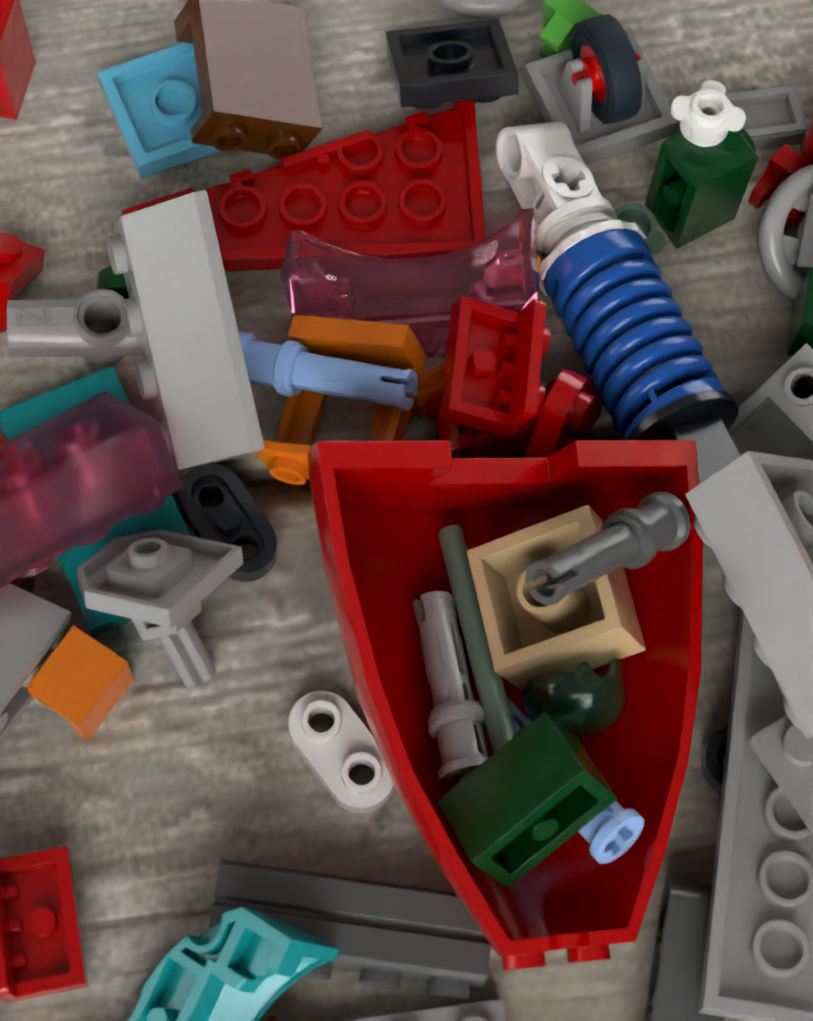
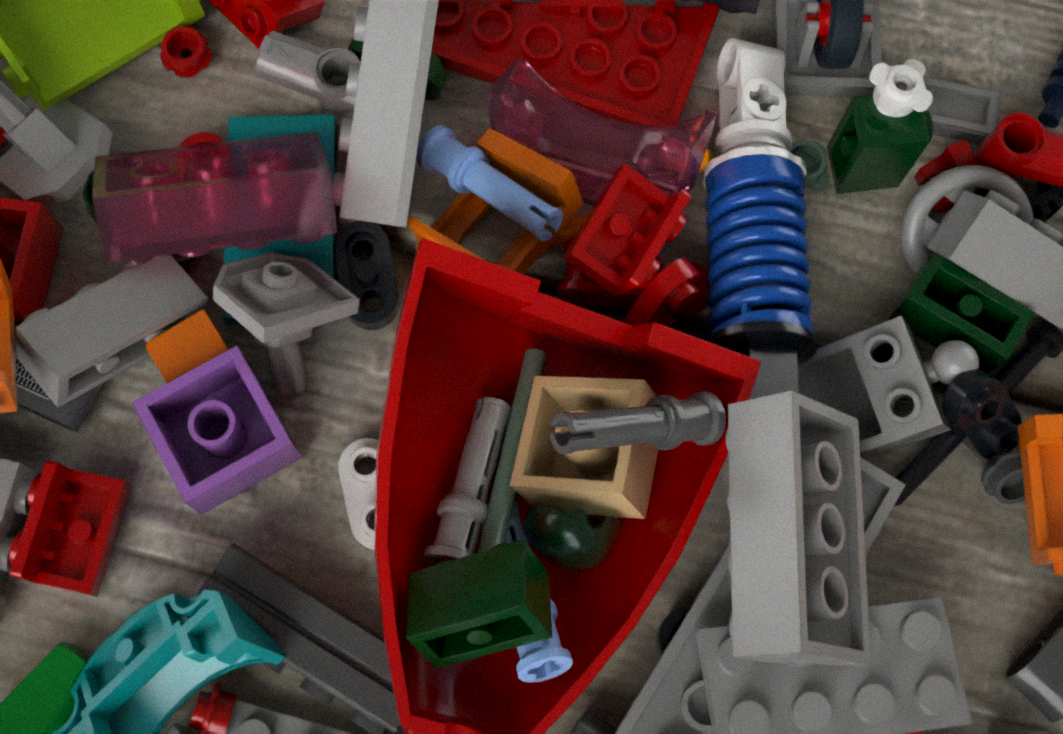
camera: 25 degrees right, 5 degrees up
(148, 747) = (216, 431): none -> medium lavender brick

